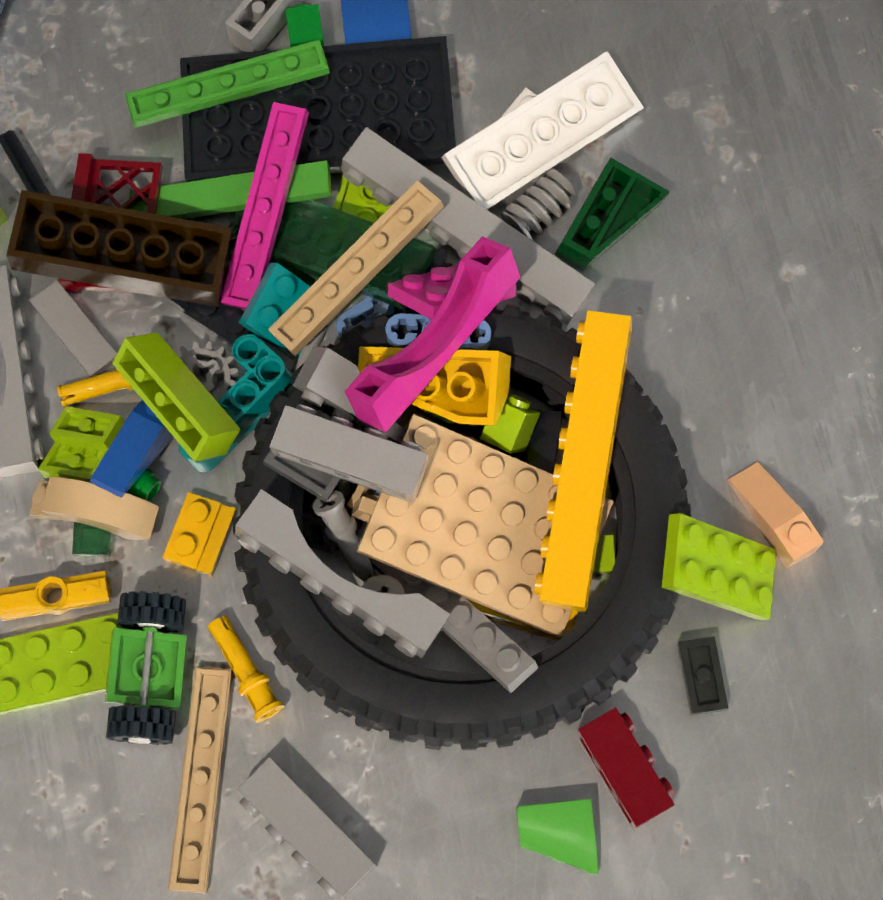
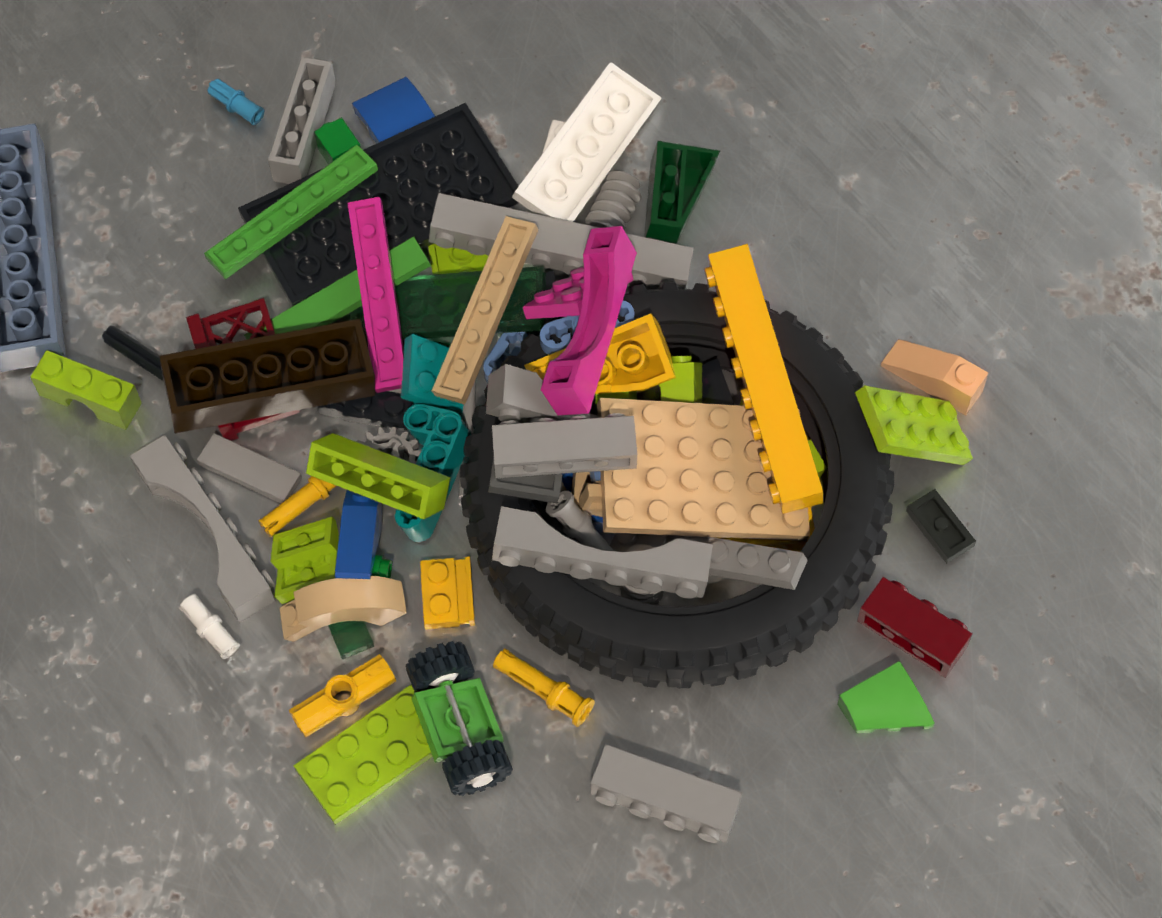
camera: 25 degrees left, 10 degrees down
(200, 780) = (550, 798): tan tile -> none

